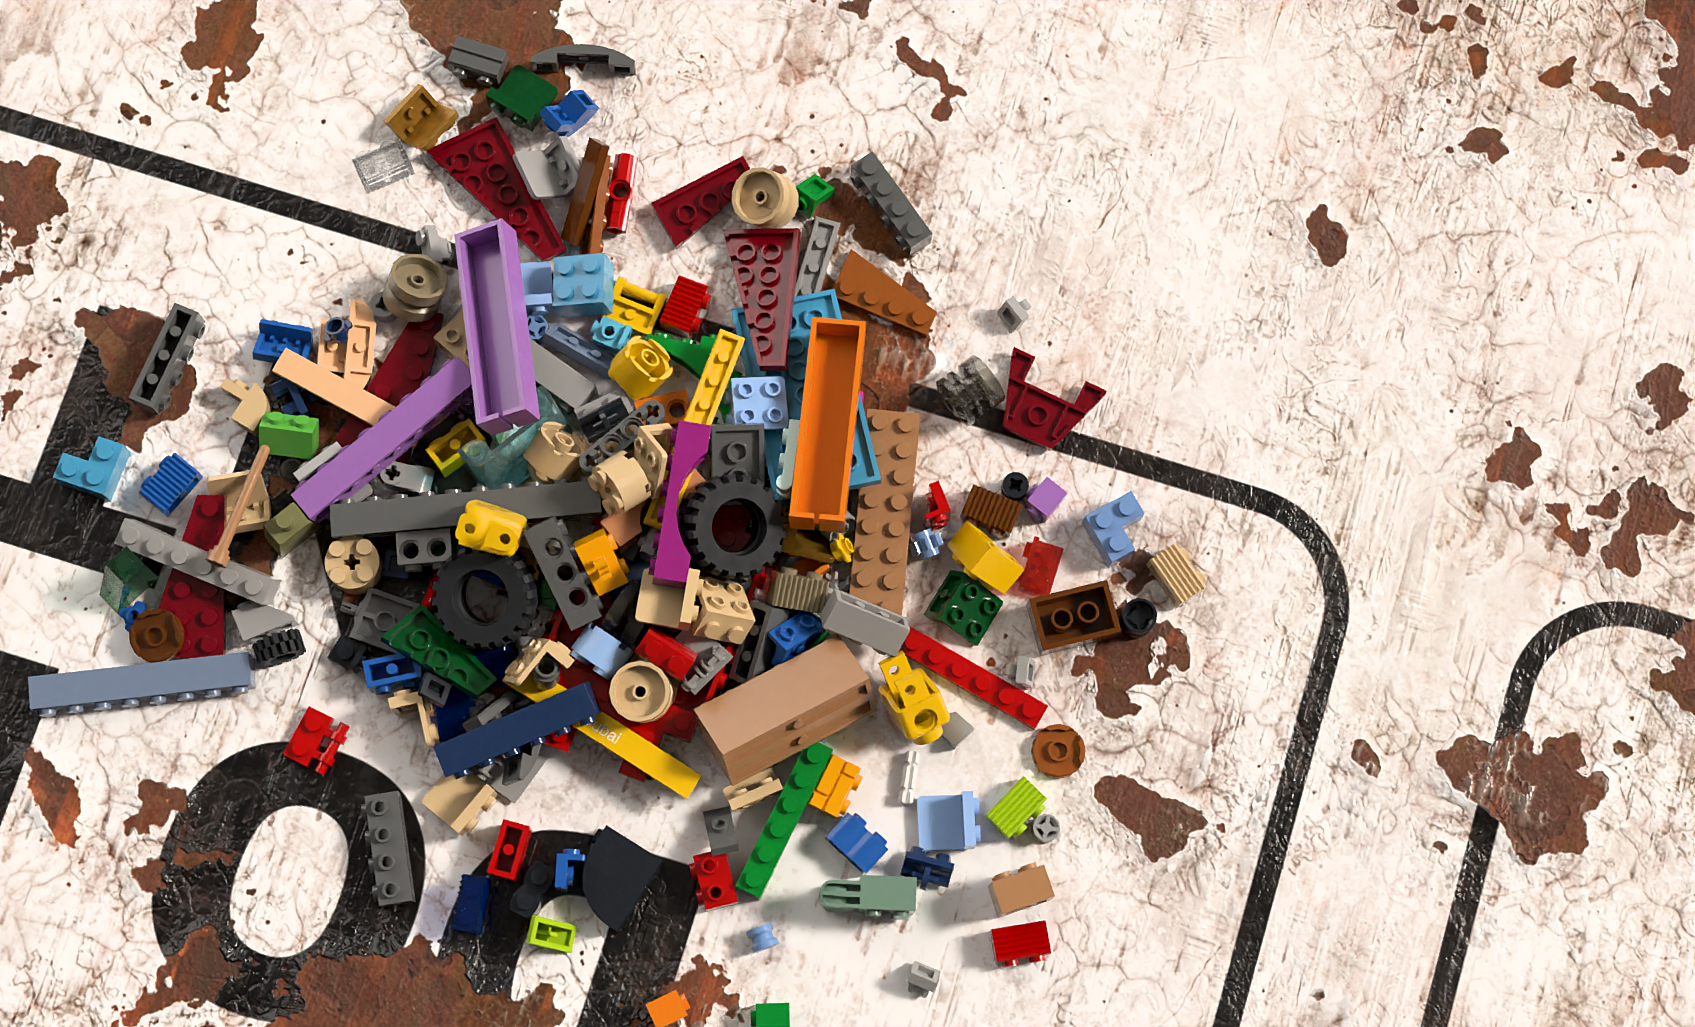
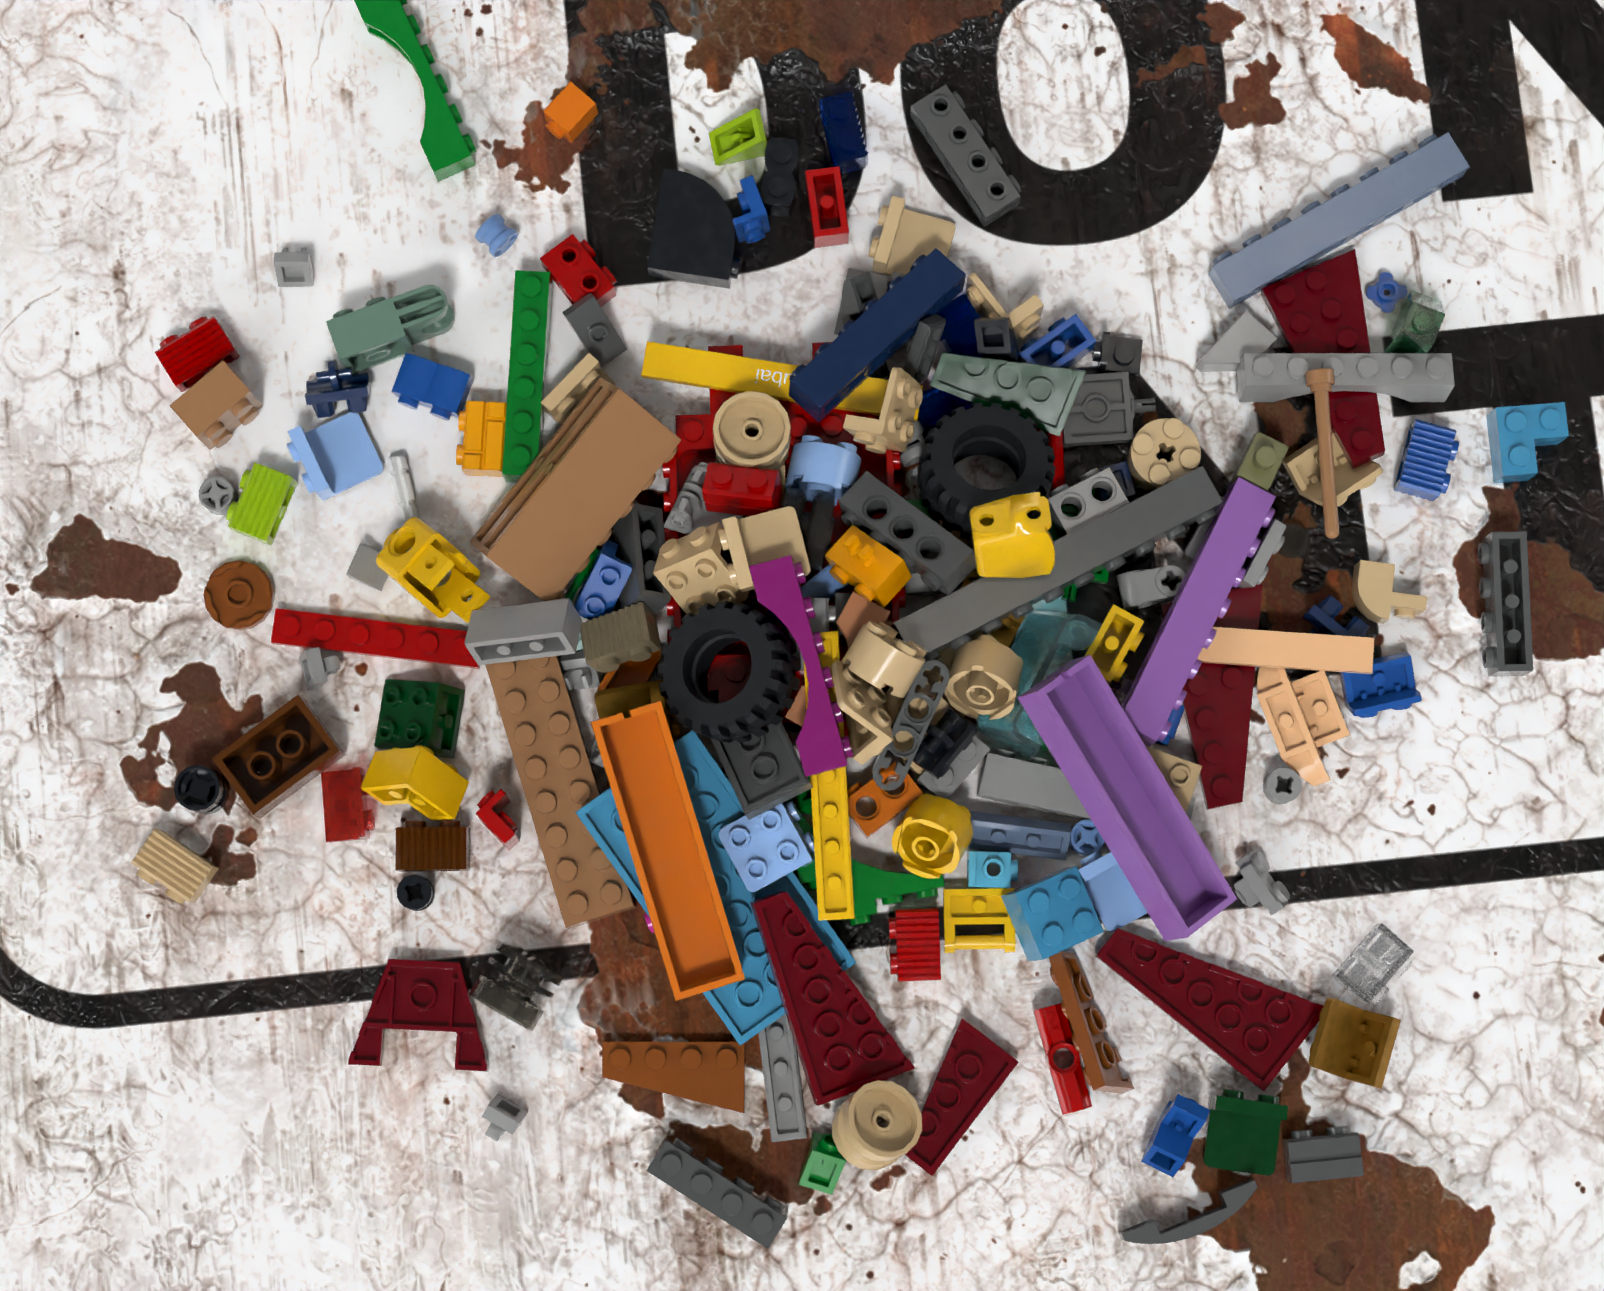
camera: 165 degrees right, 5 degrees up
(156, 635) = (1349, 276): reddish brown tile -> none
(279, 648) = (1201, 321): black tyre -> none
(289, 435) = (1316, 574): bright green brick -> none
(309, 737) = (1119, 243): red plate -> none
(337, 330) = (1330, 728): dark blue plate -> none
(415, 288) = (1254, 818): dark tan wheel -> none
(548, 666) = (865, 398): dark grey brick -> none
(549, 171) = (1163, 1046): light grey bracket -> none
(585, 191) = (1104, 1032): reddish brown tile -> none
(787, 460) = (696, 784): light aqua plate -> none
(842, 548) = (588, 712): yellow plate -> none
(925, 544) = (494, 772): medium blue gear -> none
(1044, 499) = (372, 891): medium lavender brick -> none
(1107, 528) = (281, 896): medium blue brick -> none

